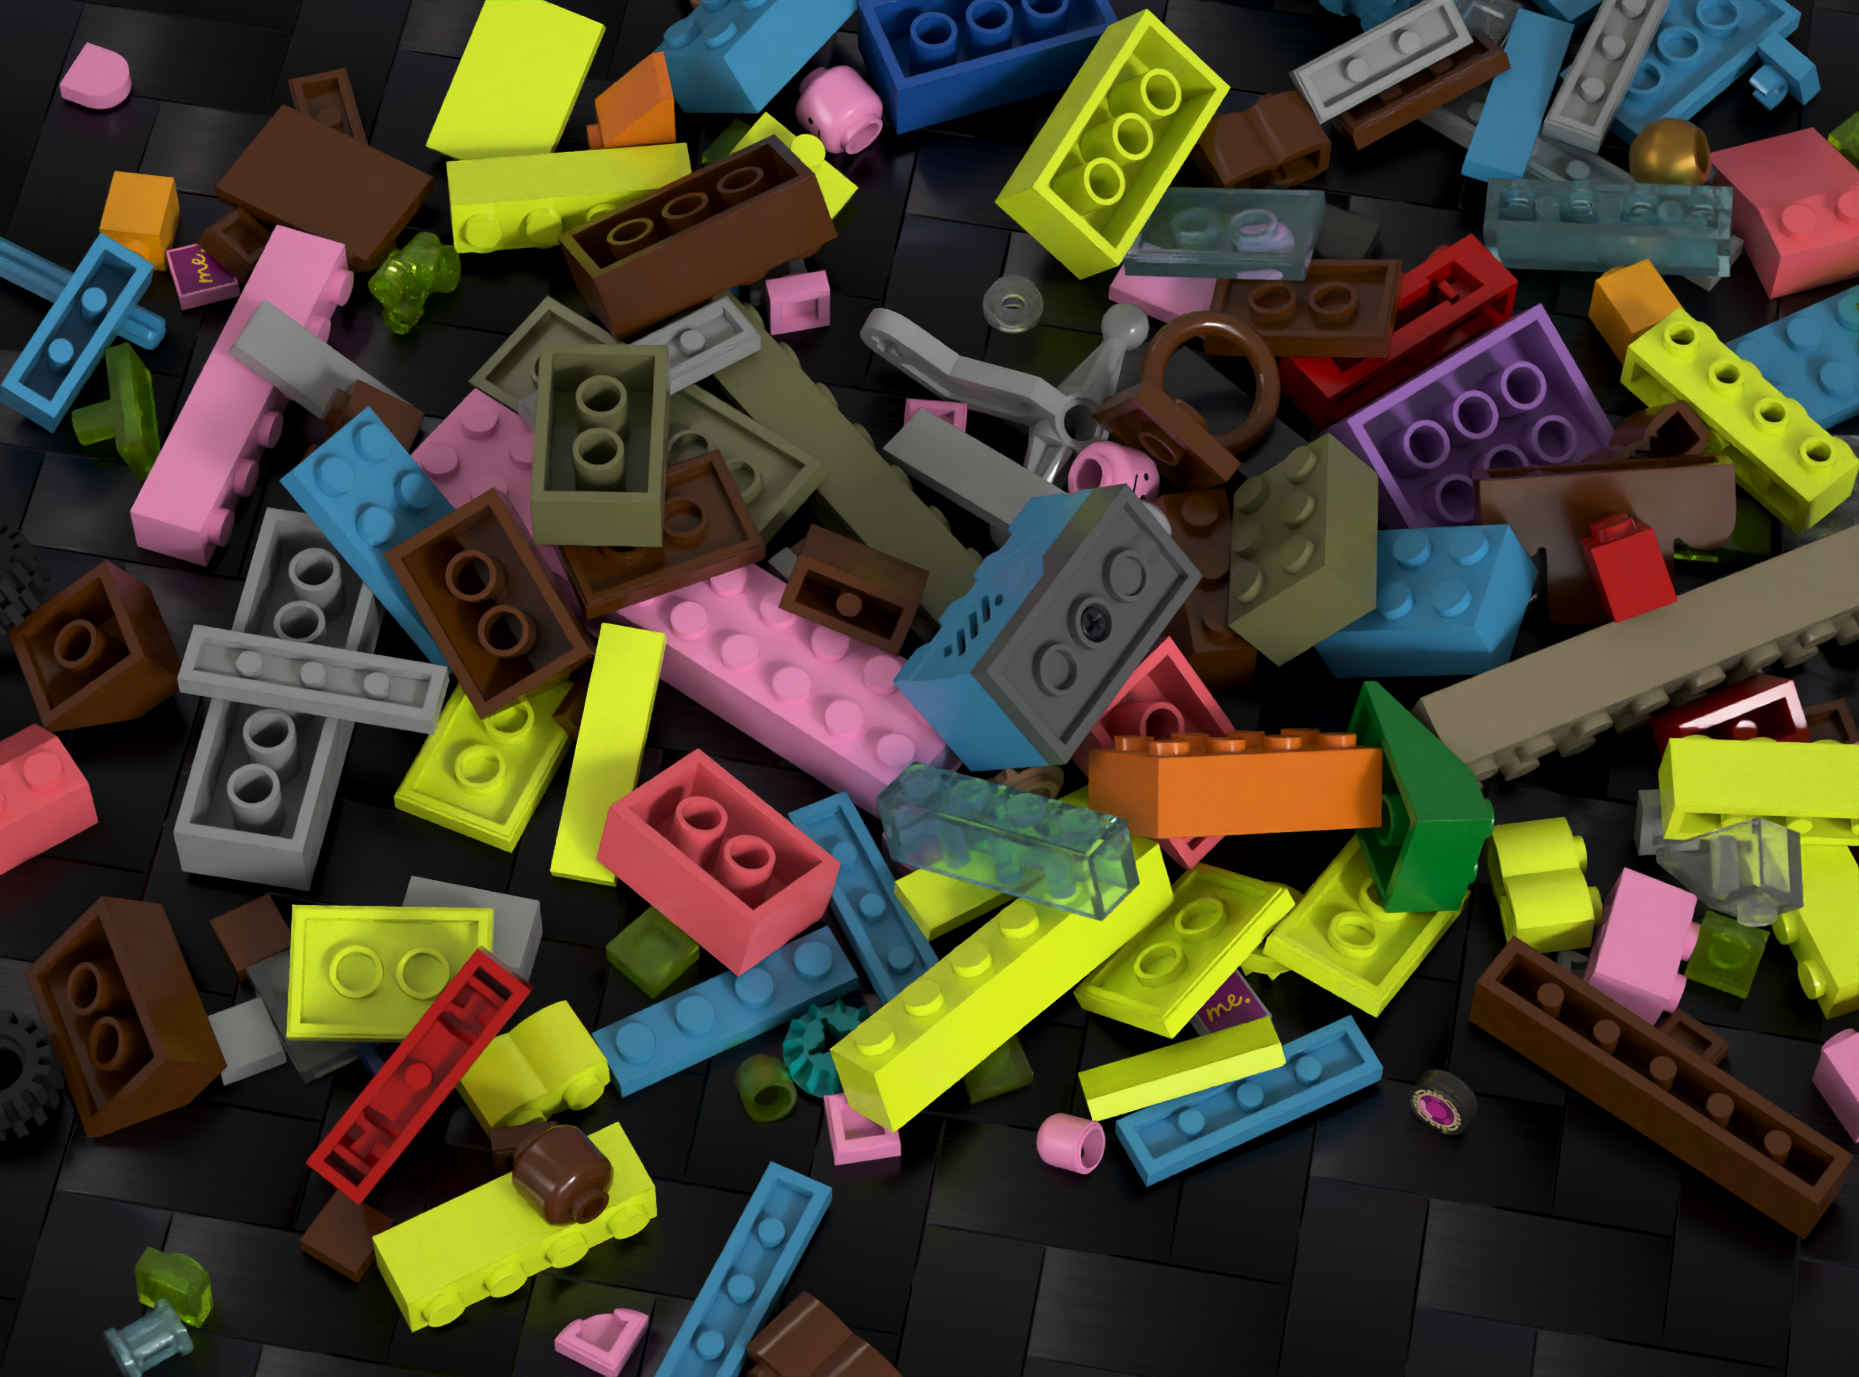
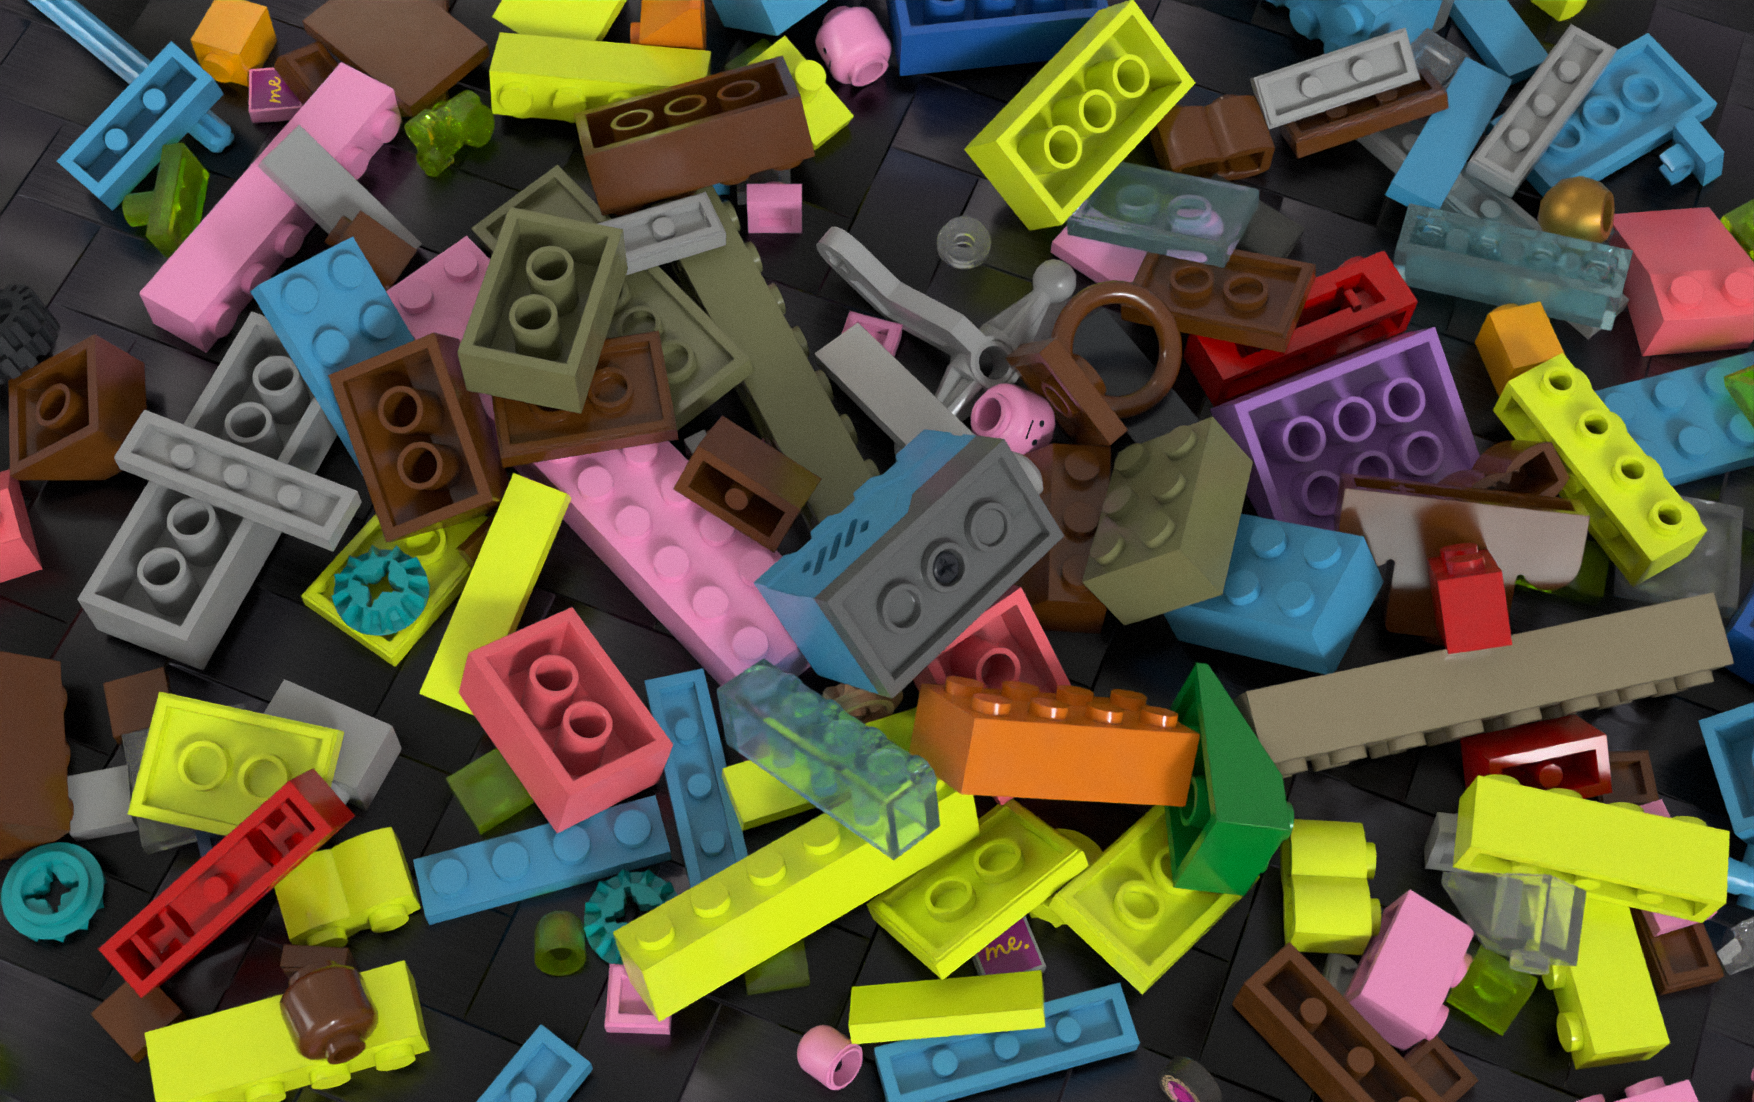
camera: 10 degrees right, 5 degrees up
(235, 1109) = (32, 877): none -> teal gear
(503, 788) = (391, 610): none -> teal gear

